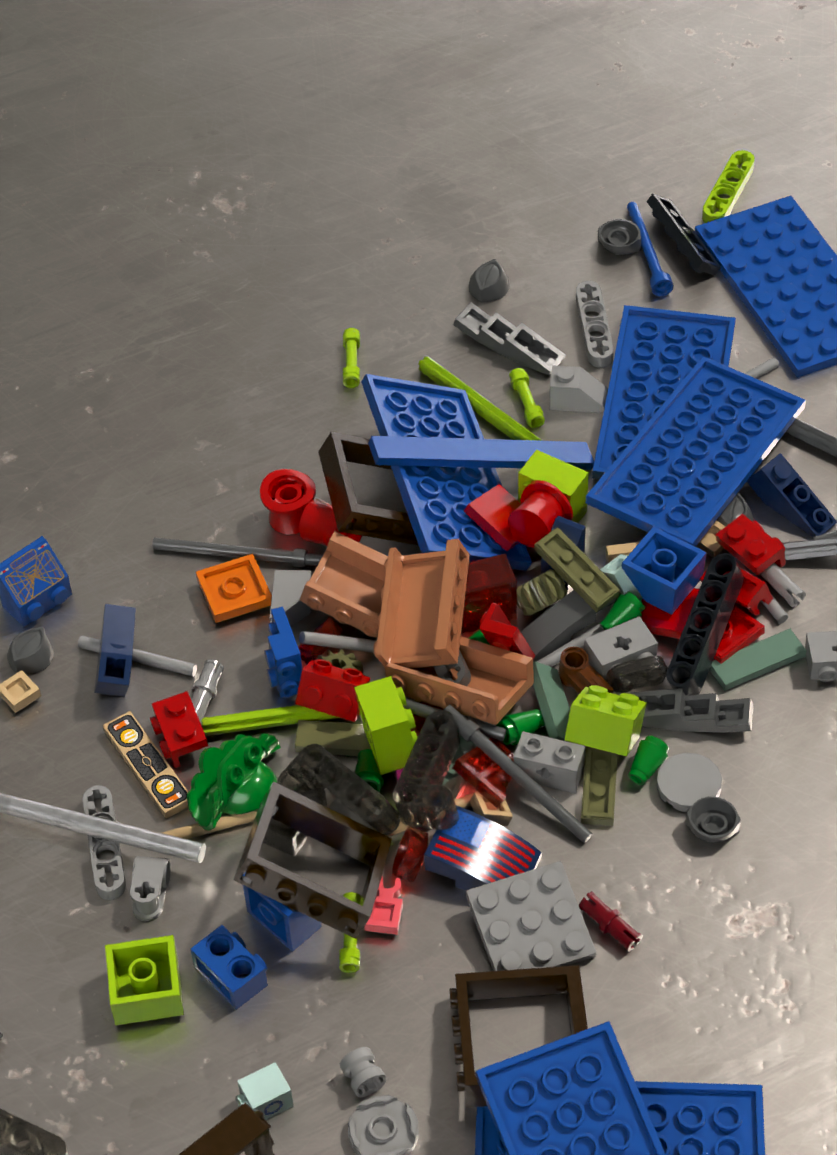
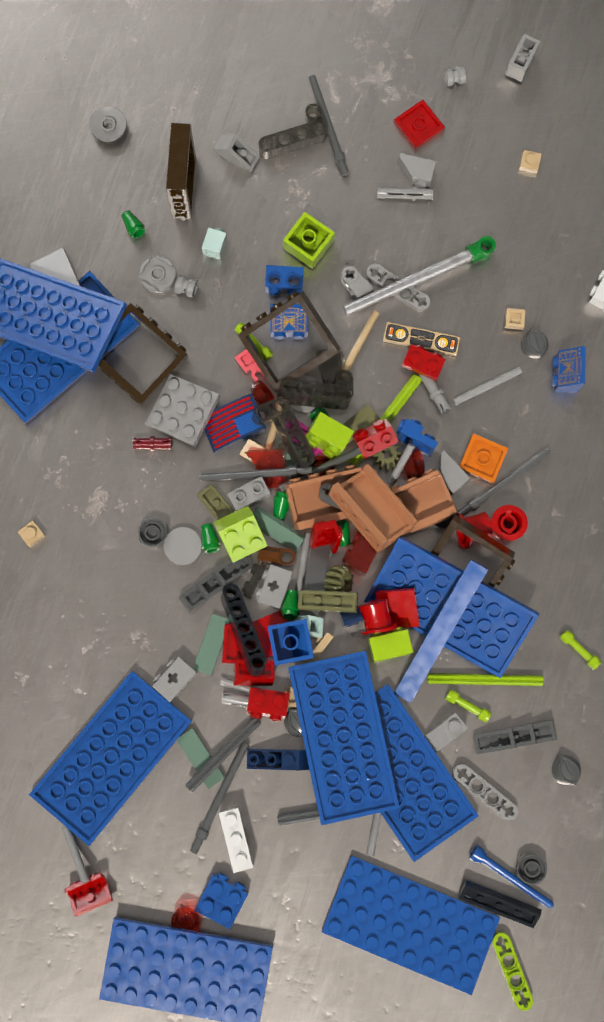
camera: 130 degrees right, 30 degrees up
(115, 650) = (493, 371): dark blue slope -> none
(231, 778) = (374, 362): green piece -> none

